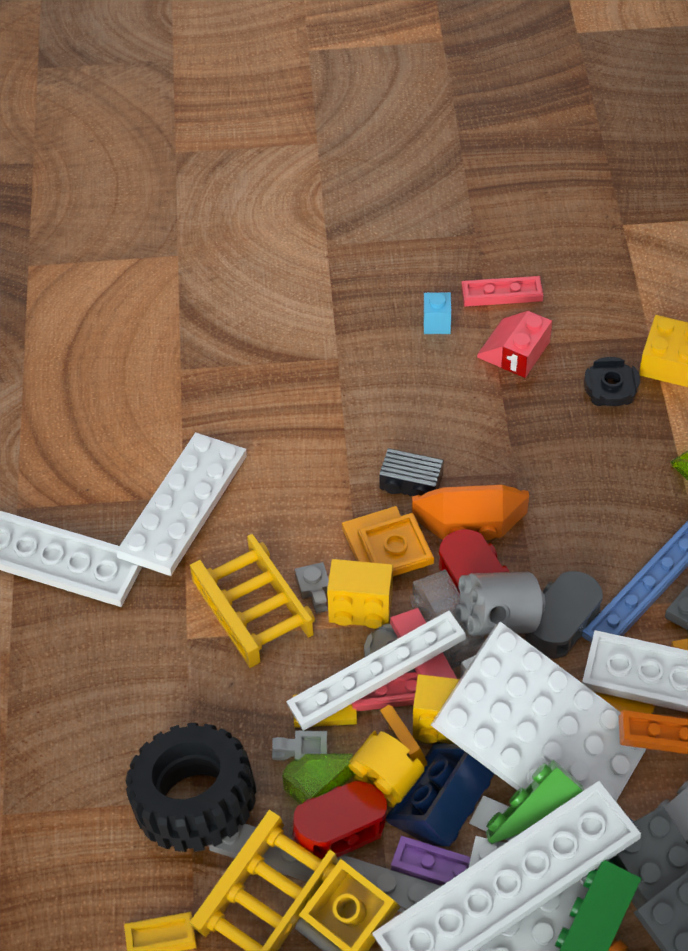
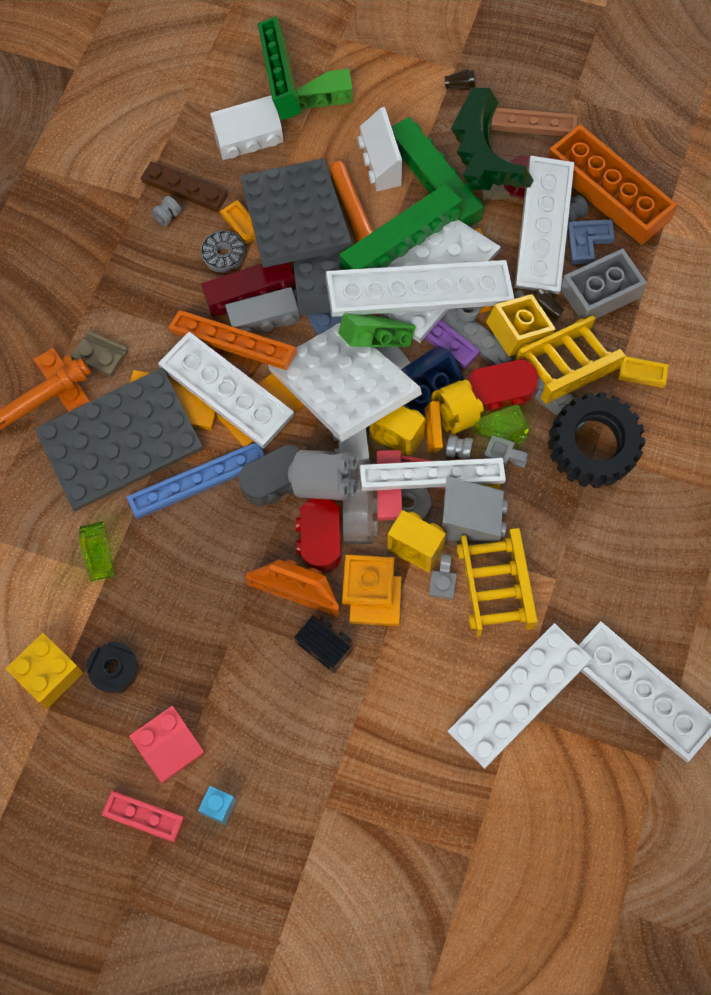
camera: 155 degrees left, 15 degrees up
(309, 650) = (473, 512): none -> light grey slope
(359, 729) = (459, 447): none -> light grey wheel

